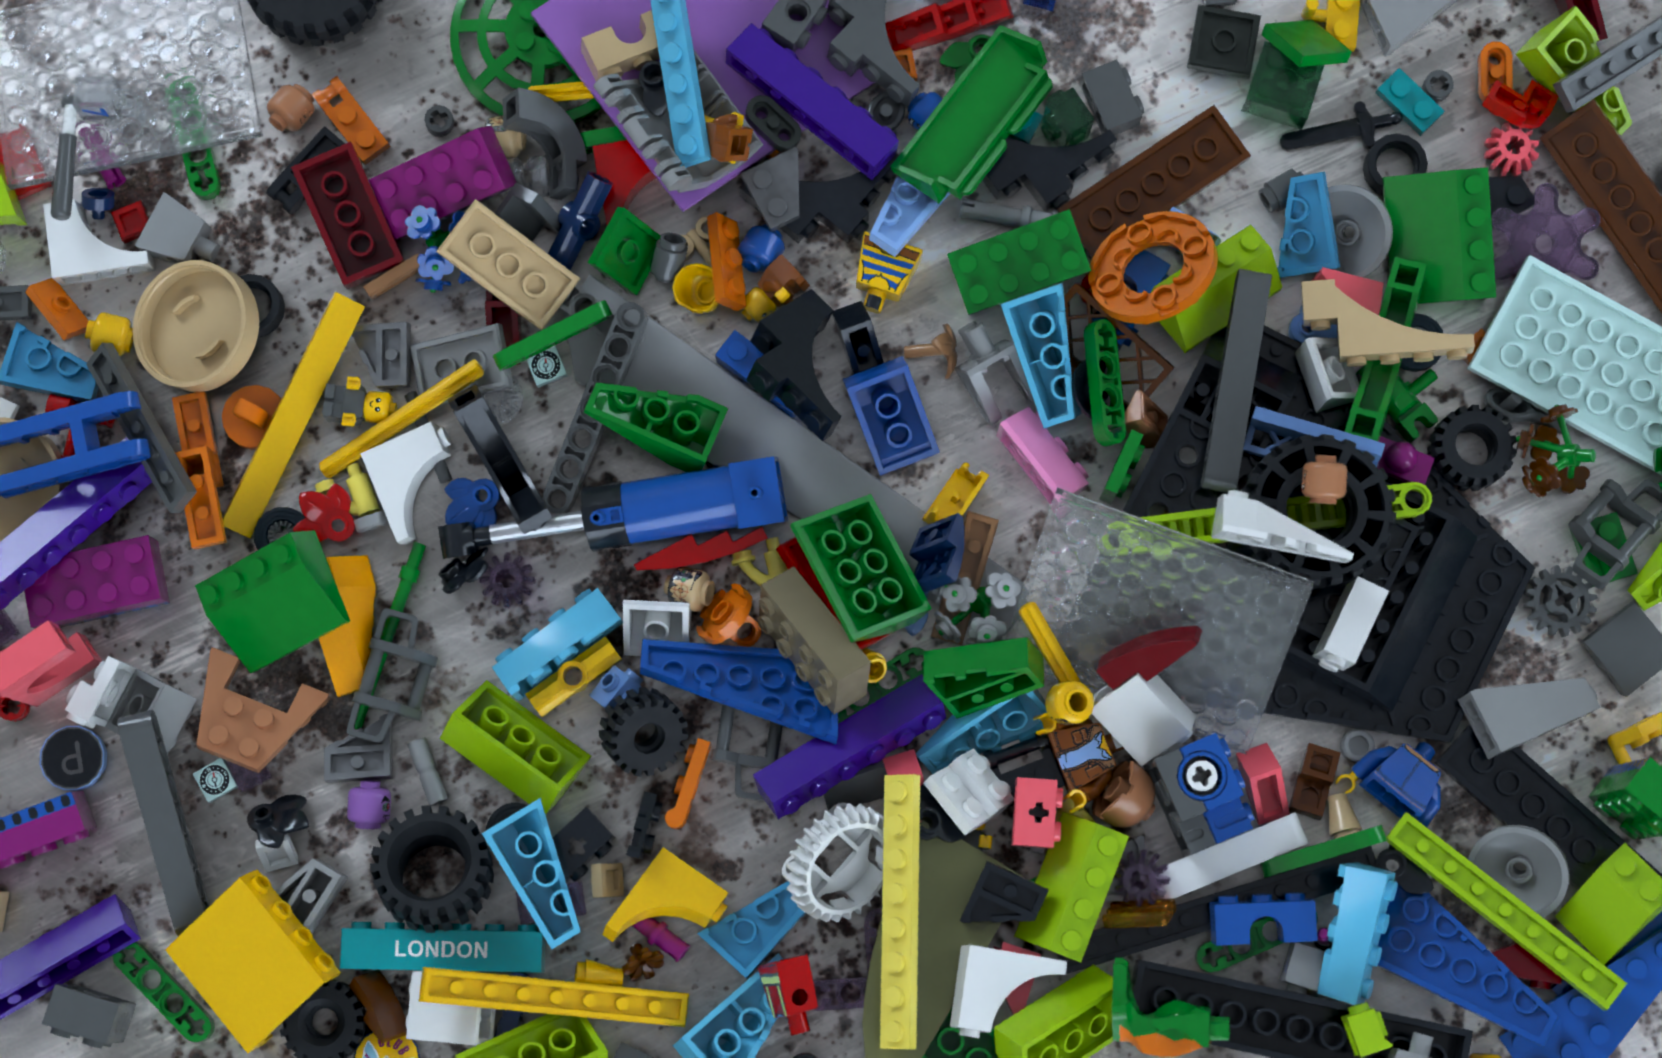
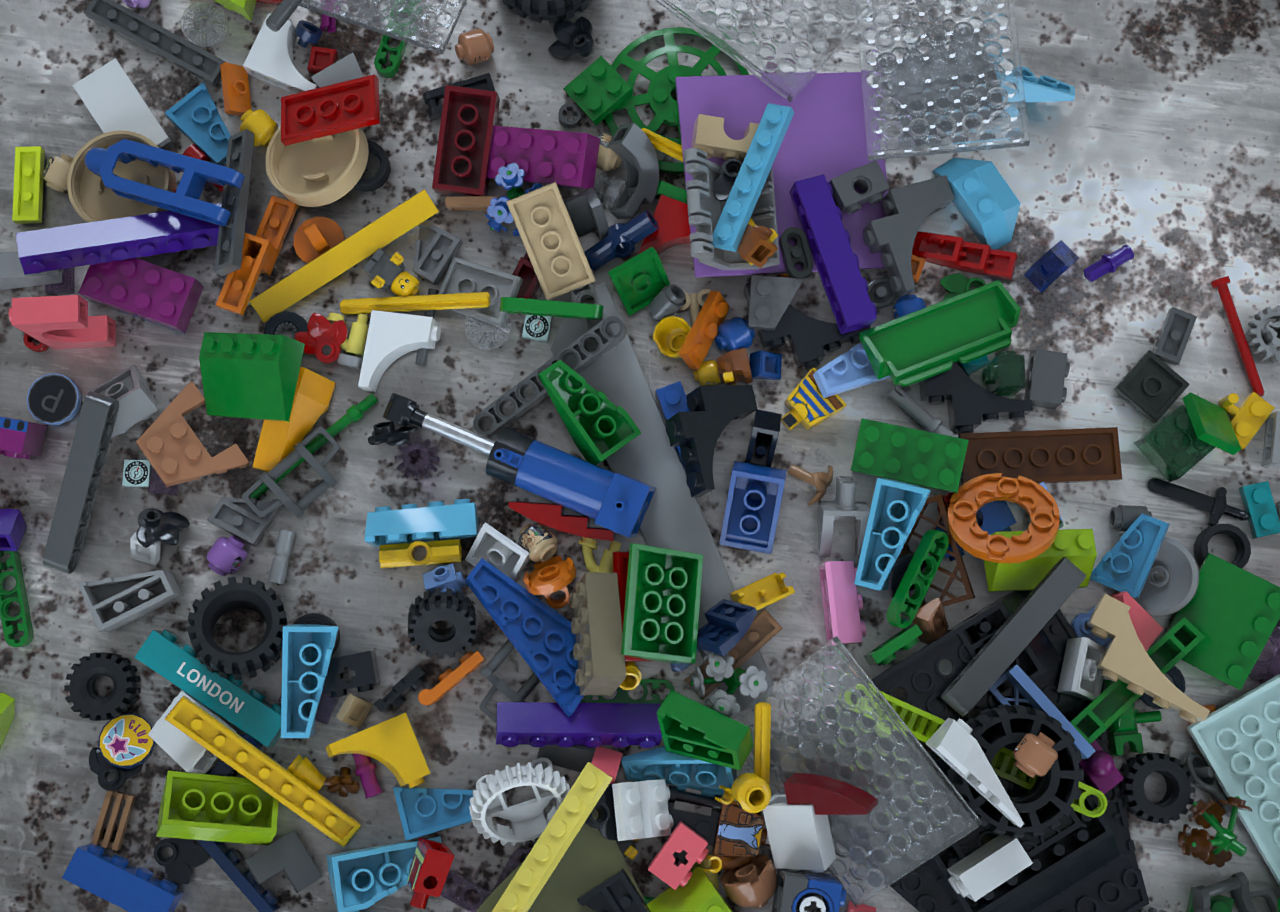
camera: 30 degrees right, 0 degrees up
(95, 702) = (92, 370): white plate -> none
(180, 268) = (330, 110): none -> red tile
(251, 959) = (78, 614): yellow panel -> none
(351, 121) = (510, 81): orange plate -> none
(384, 1011) = (146, 705): reddish brown slope -> none
(386, 35) = (570, 36): none -> black plate
(454, 75) = (598, 90): none -> green plate
(467, 504) = (424, 388): blue plate -> none
(500, 459) = (463, 373): black arch -> none
(514, 746) = (350, 577): lime slope -> none
(813, 260) = (765, 365): none -> blue slope

